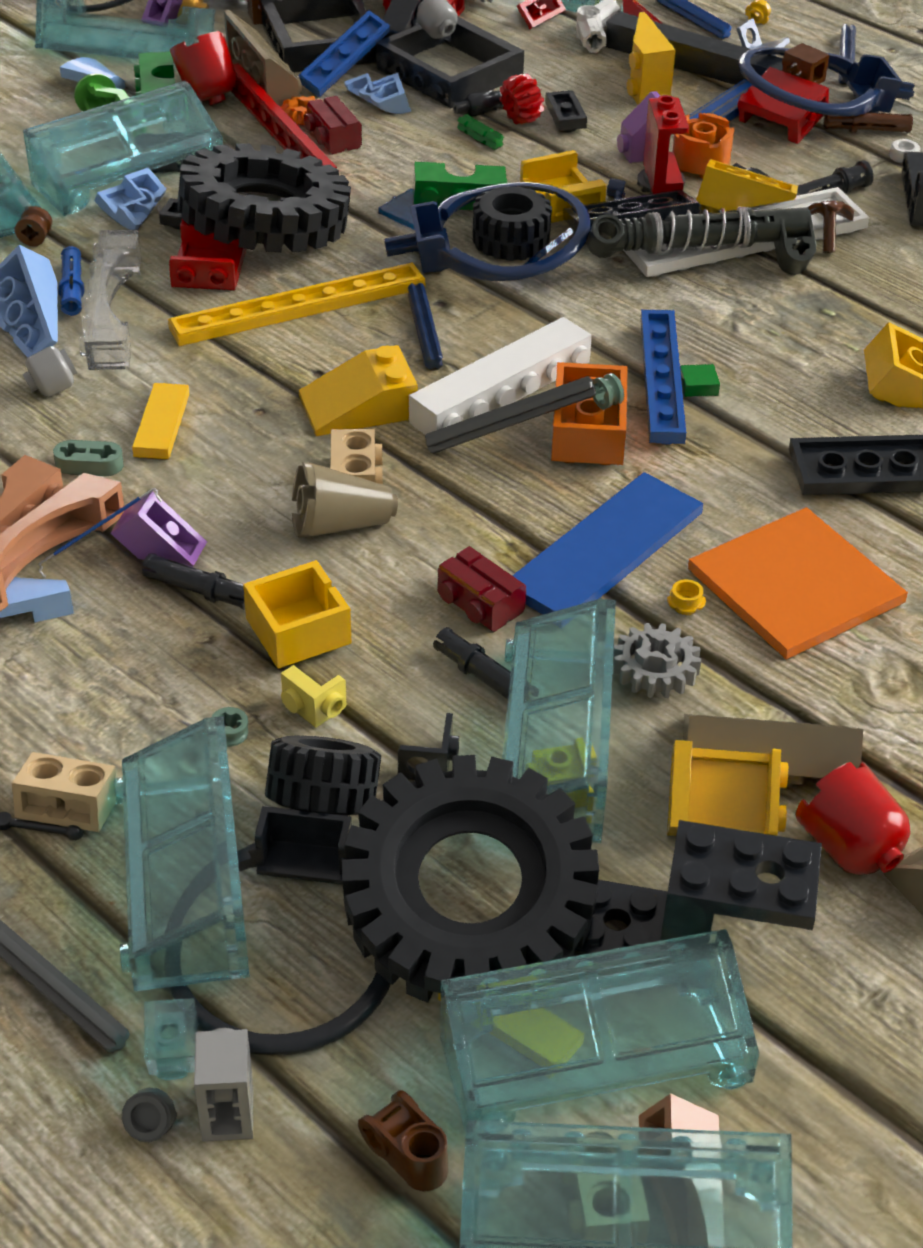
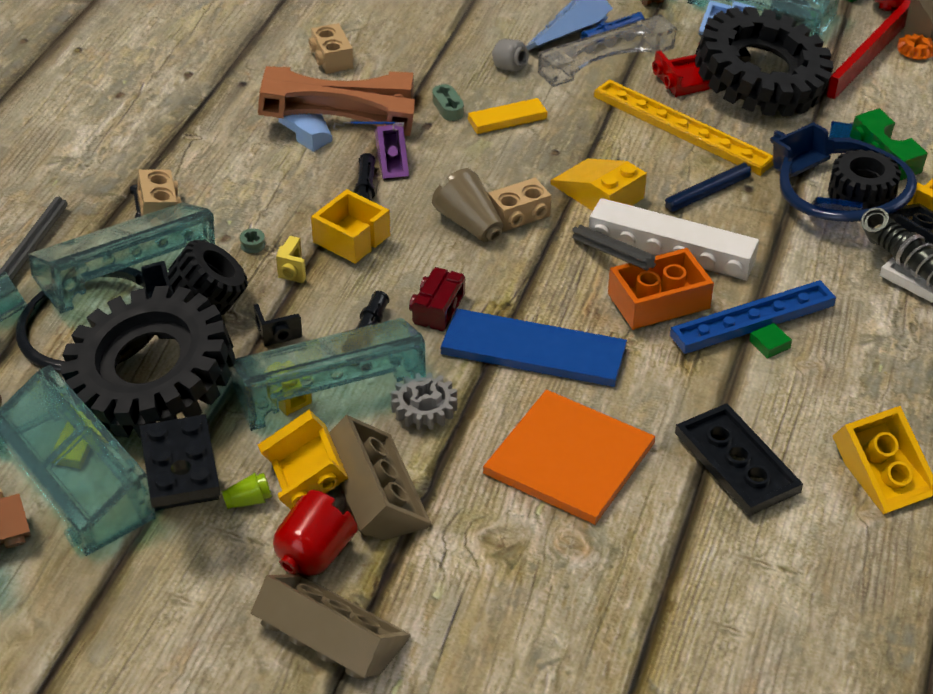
camera: 65 degrees right, 0 degrees up
(333, 125) = (905, 63): dark red brick -> none
(608, 391) = (658, 275): sand green bush -> none
(686, 597) = (505, 400): yellow plate -> none

